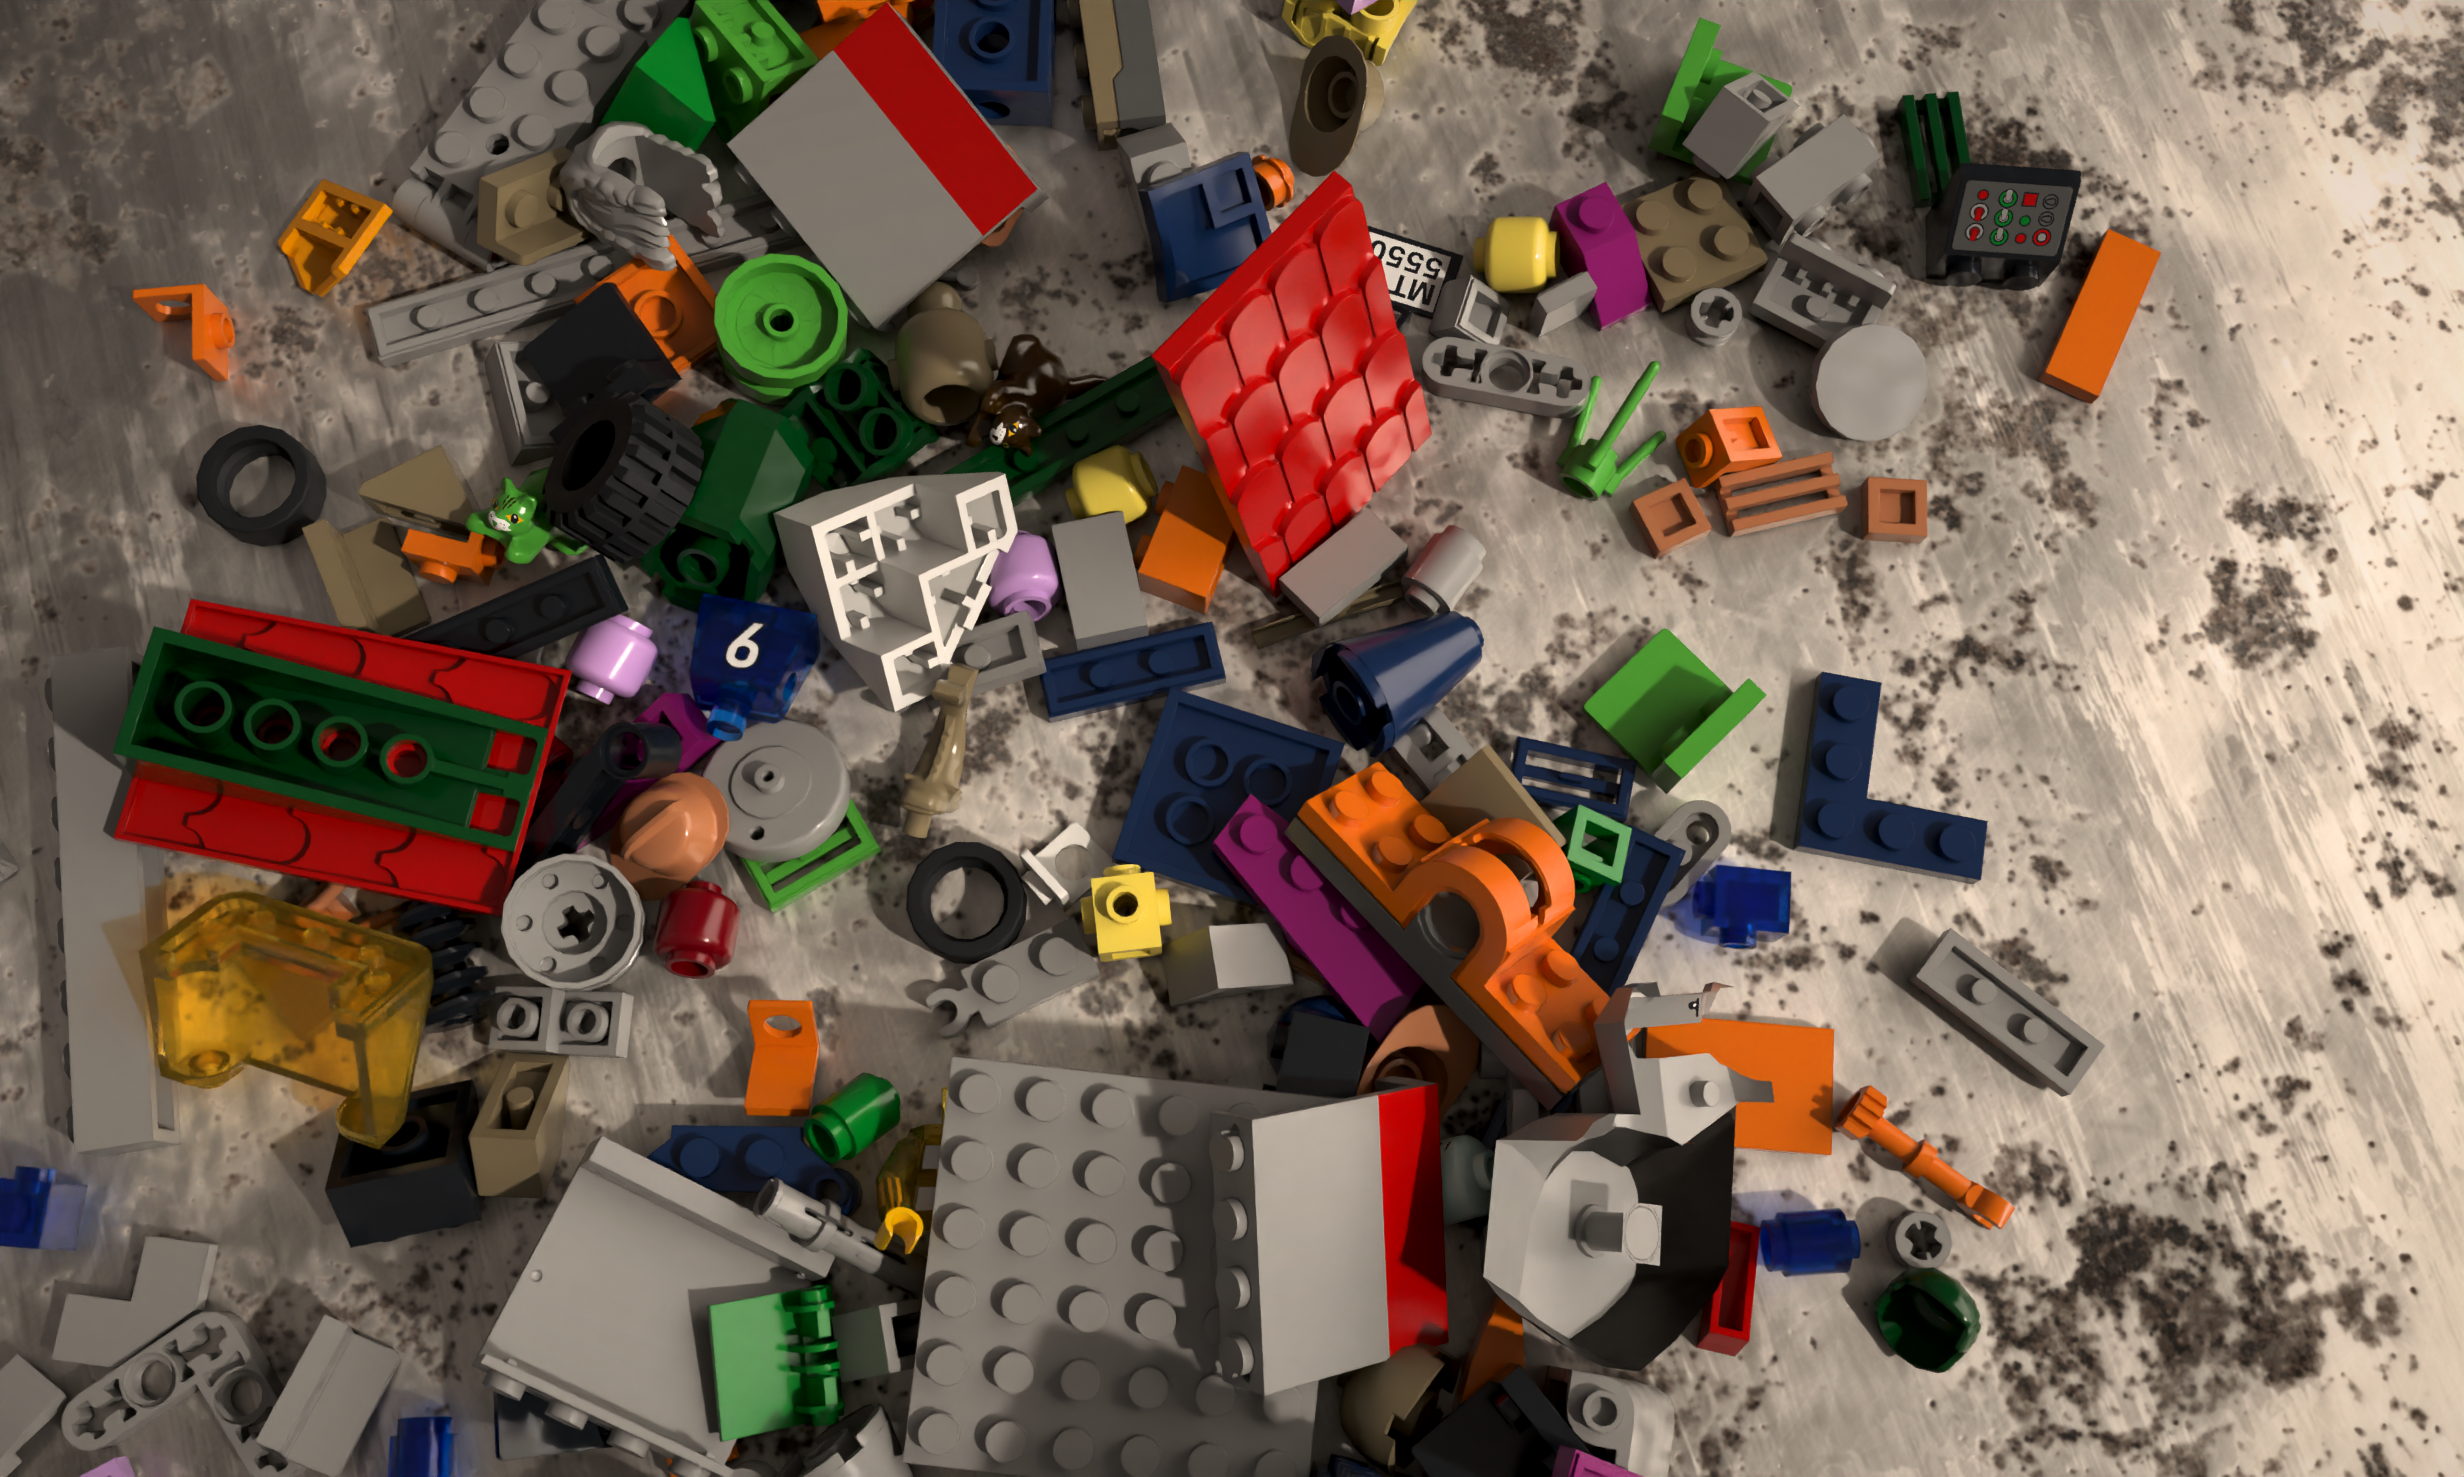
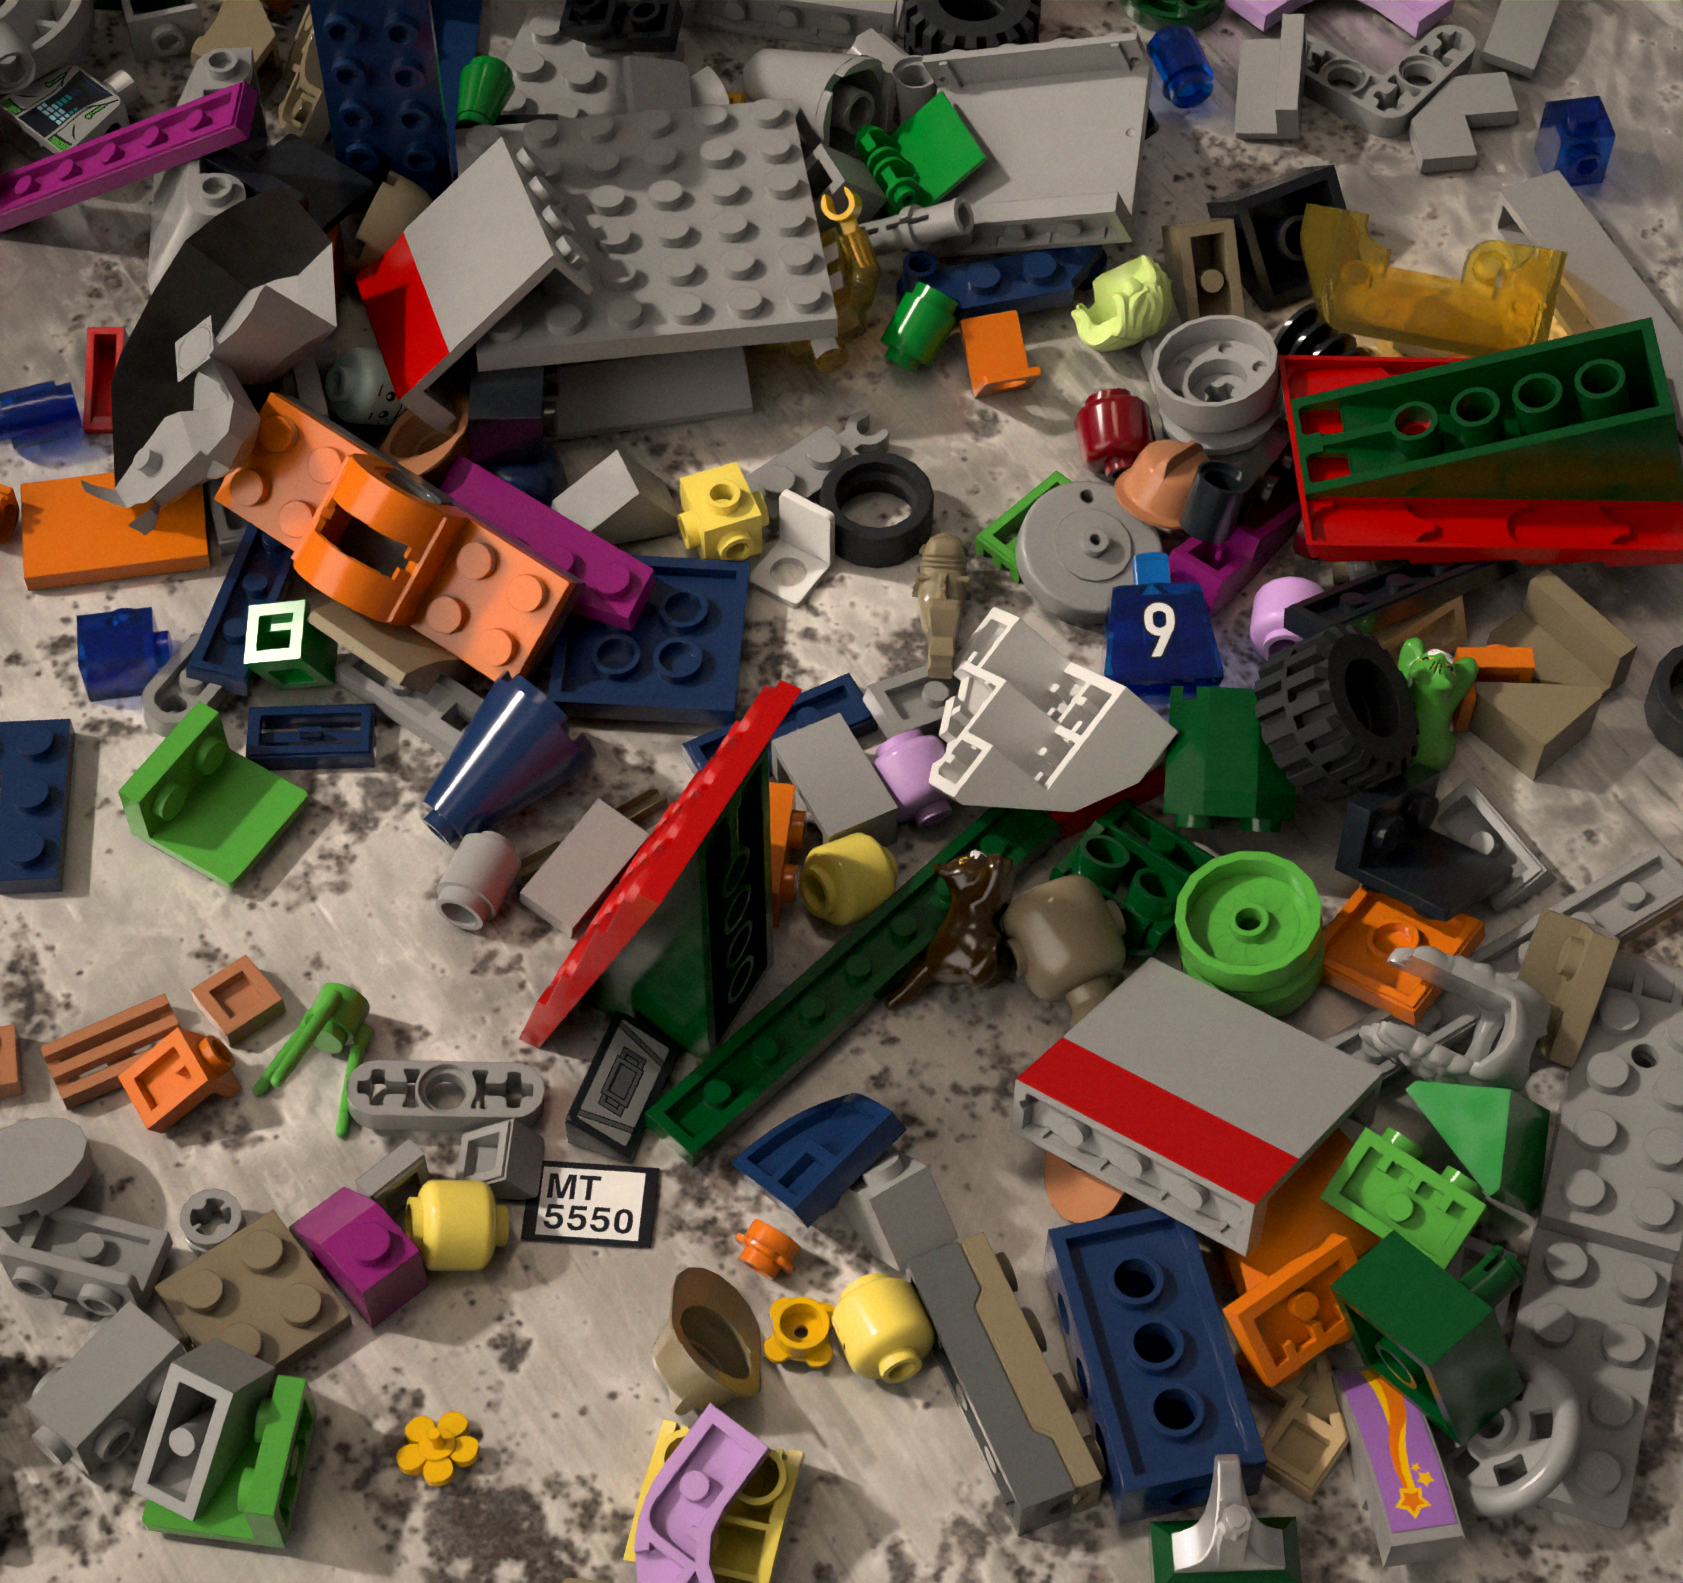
camera: 170 degrees right, 20 degrees down
(627, 1088) = (1127, 306): none -> yellowish green hair
(1197, 88) = (883, 1328): none -> light yellow head
(1259, 101) = (797, 1313): none -> yellow plate
(1558, 101) = (437, 1449): none -> yellow plant

